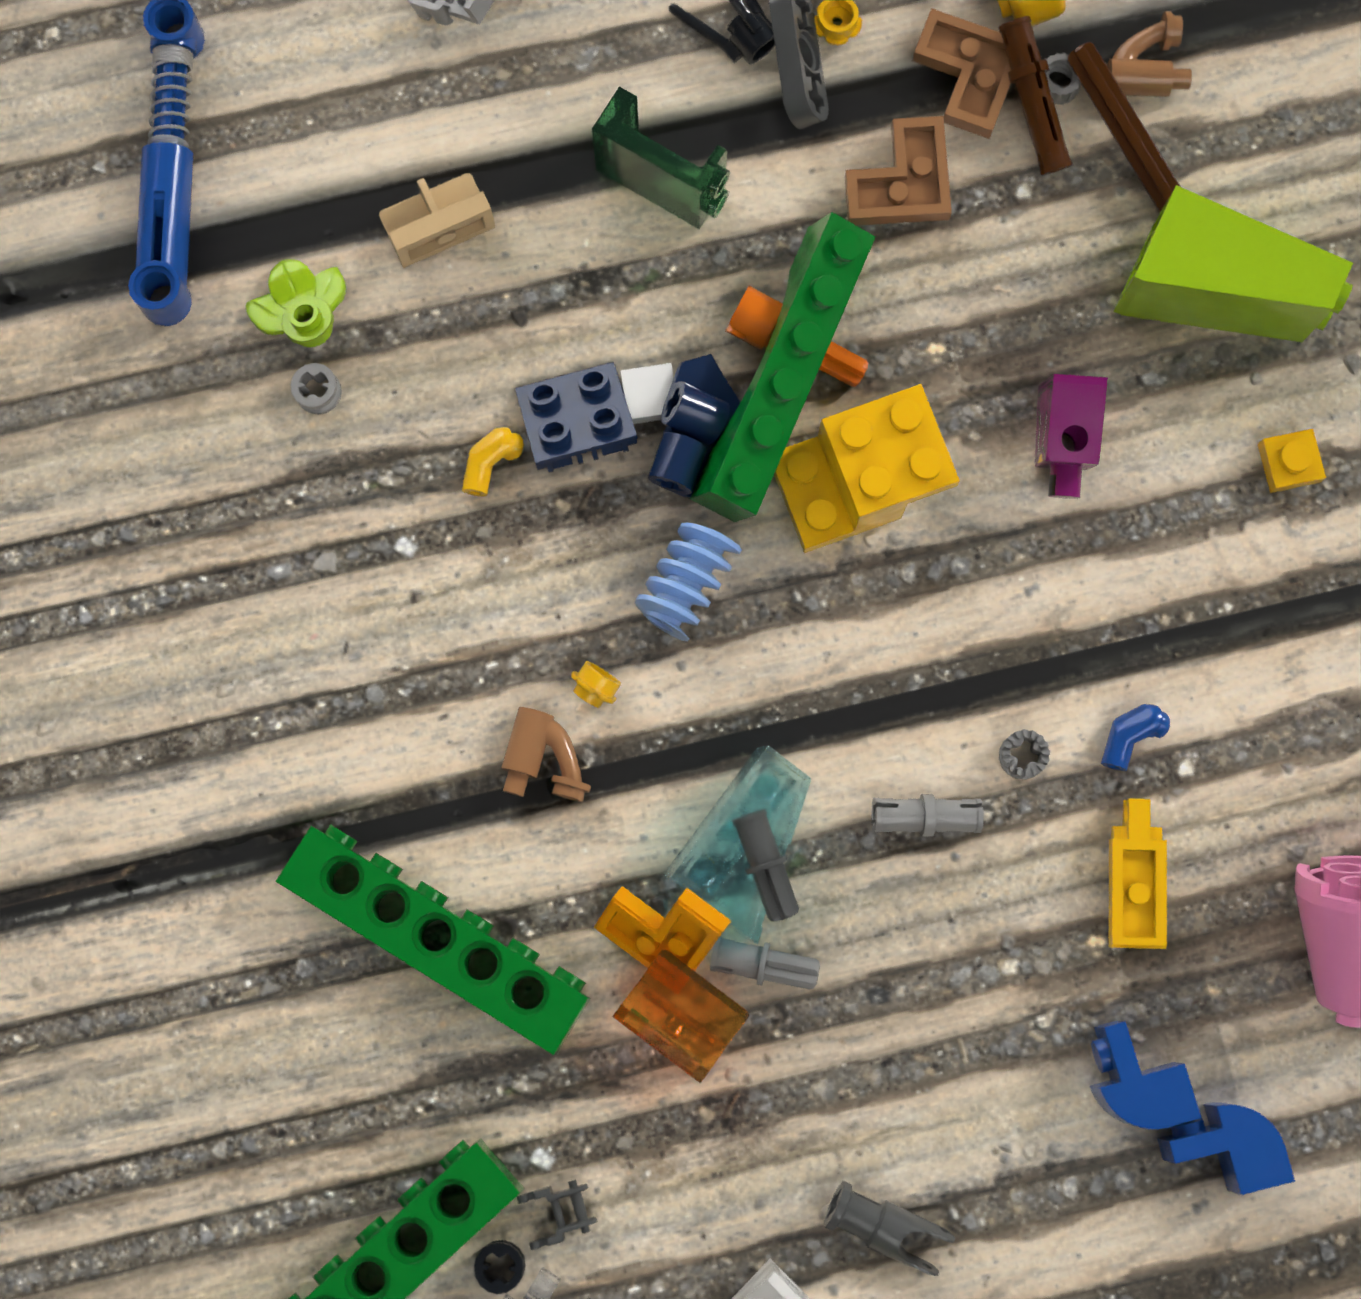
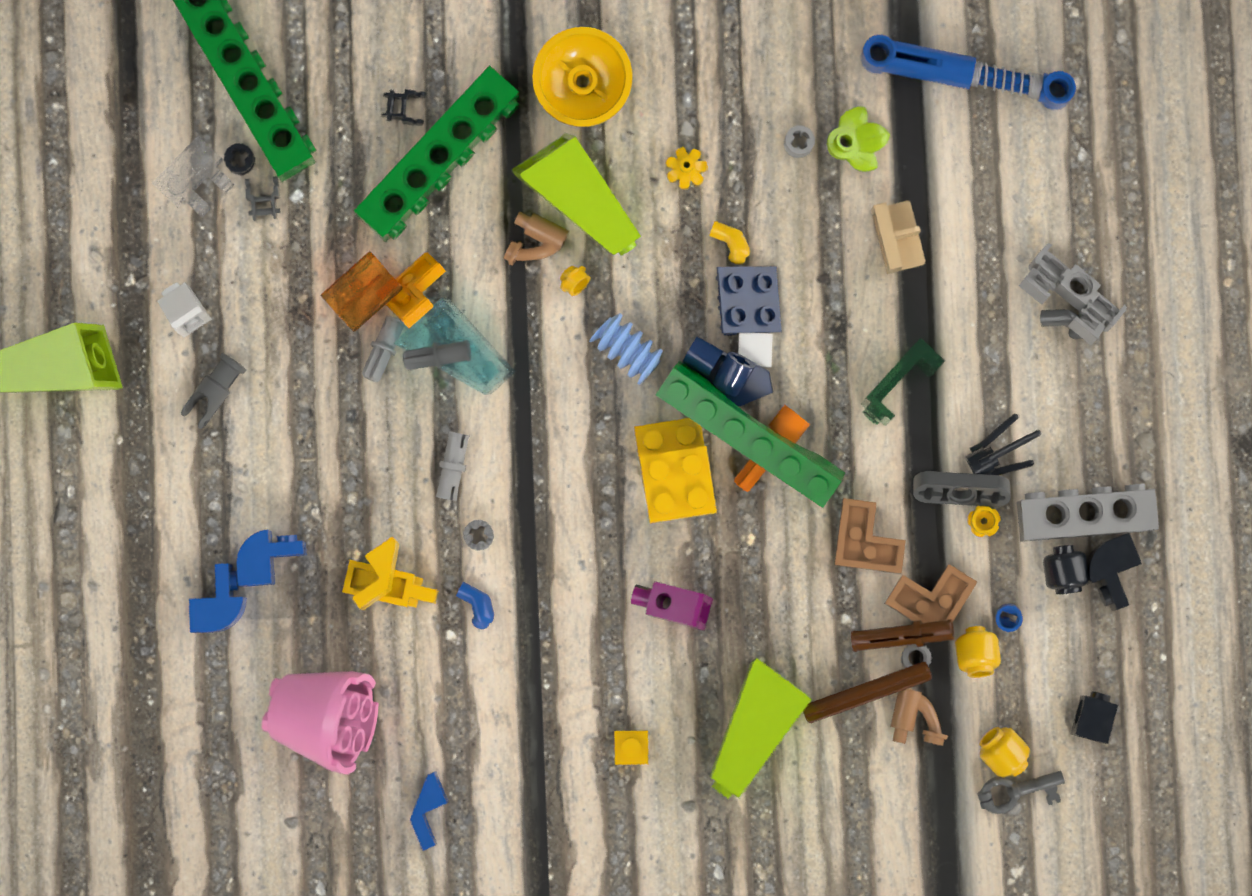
camera: 100 degrees right, 5 degrees up
(242, 705) = (578, 54): none -> yellow hat
(382, 1032) = (404, 97): none -> black piece
(394, 554) = (683, 174): none -> yellow plant
(447, 708) = (575, 188): none -> lime slope
(1111, 889) = (383, 561): none -> yellow slope

